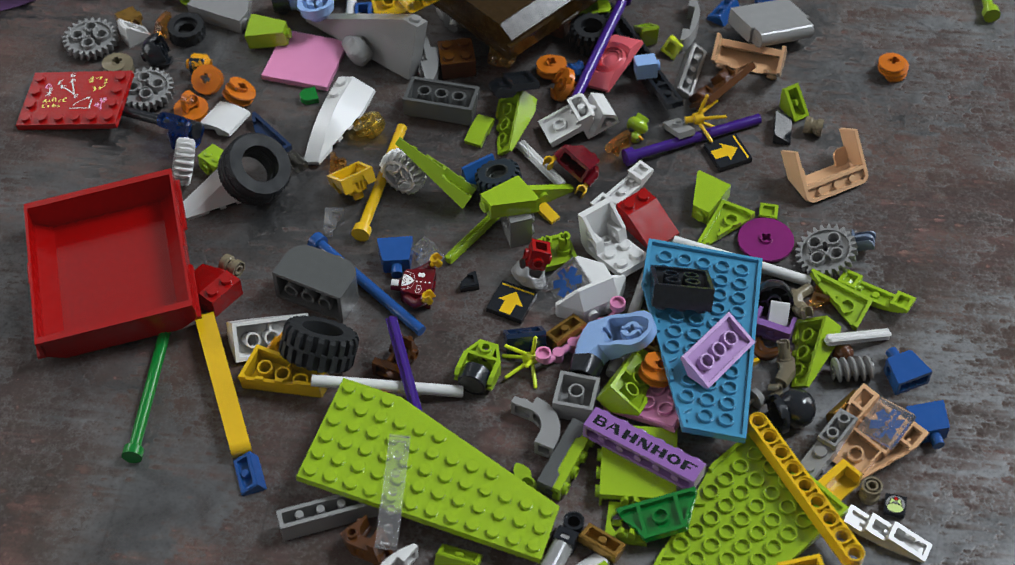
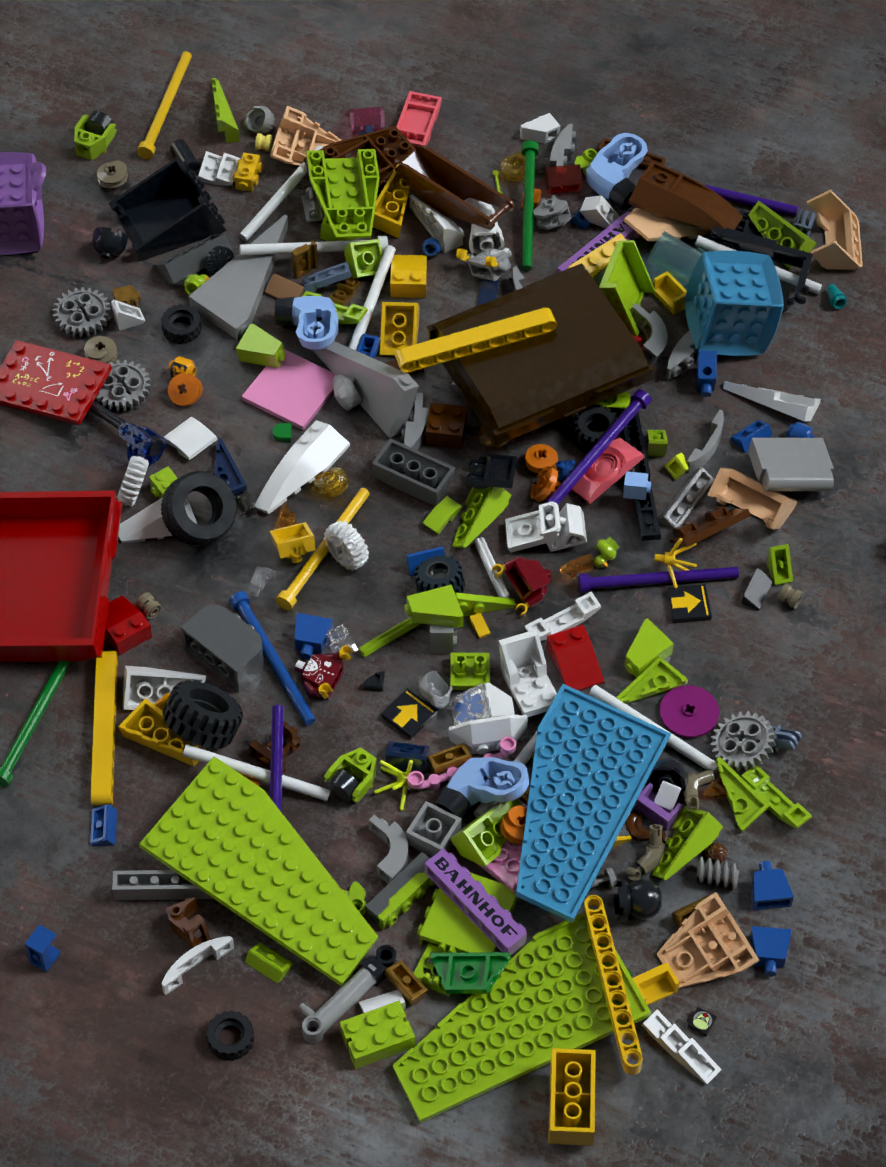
camera: 15 degrees right, 5 degrees up
(156, 51) = (143, 343): black cylinder -> none
(161, 24) = (155, 315): clear orange slope -> none
(191, 106) = (160, 418): orange tile -> none
(239, 92) = (212, 412): orange piece -> none
(392, 492) = (223, 882): clear tile -> none
(451, 183) = (386, 567): lime wedge -> none
(537, 254) = (447, 672): red brick -> none
(679, 128) = (646, 564): light grey plate -> none
(681, 289) = (570, 747): black slope -> none
(716, 351) = (579, 822): lavender slope -> none
(768, 211) = (705, 680): lime tile -> none
(829, 443) = (659, 945): light grey slope -> none
(847, 172) = (787, 661): light nougat windscreen -> none
(857, 337) = (735, 841): white axle -> none
(870, 490) = (681, 1005): dark tan wheel -> none
(886, 423) = (723, 938): clear tile -> none

